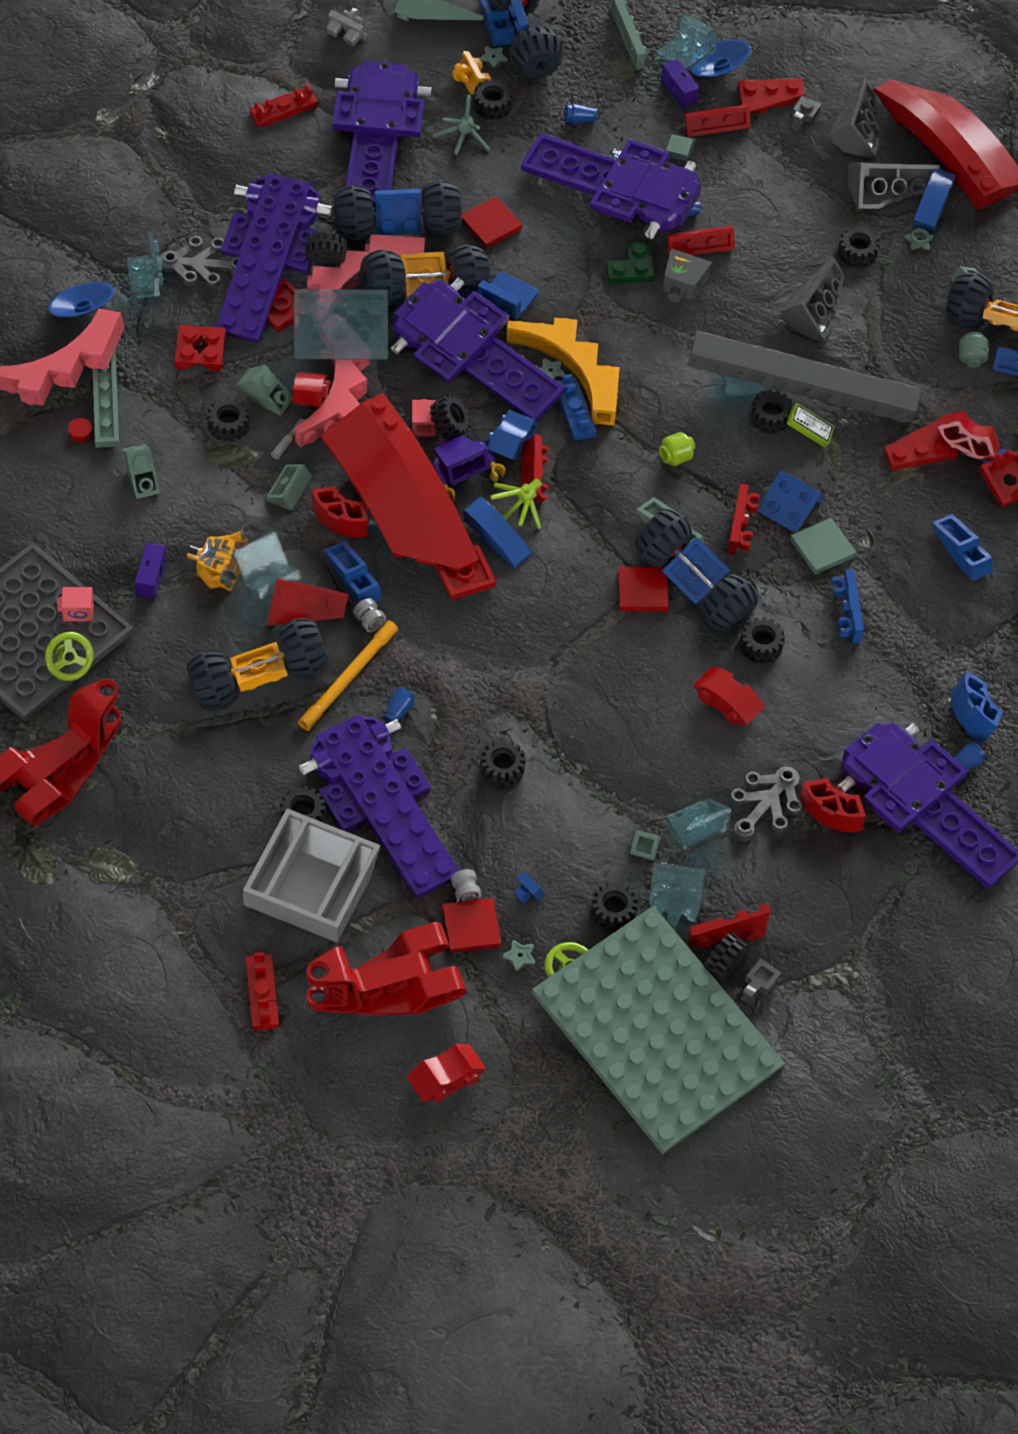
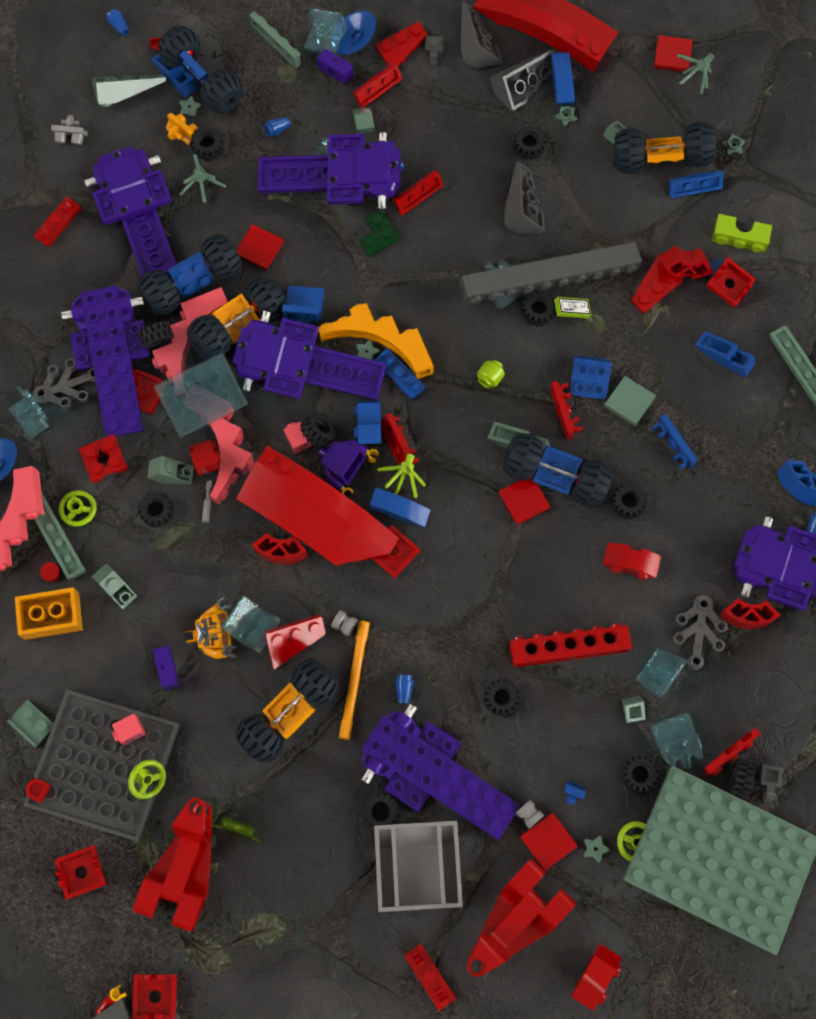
camera: 20 degrees left, 15 degrees up
(56, 463) = (48, 613): none -> light orange brick
(128, 751) = (238, 828): none -> clear neon green piece
(144, 381) = (74, 501): none -> lime piece
(289, 486) = (228, 542): sand green slope -> none
(352, 573) = (314, 594): blue slope -> none
(615, 758) = (521, 658): none -> red brick
(685, 275) = (420, 226): dark grey torso -> none
(973, 349) = (651, 189): sand green head -> none

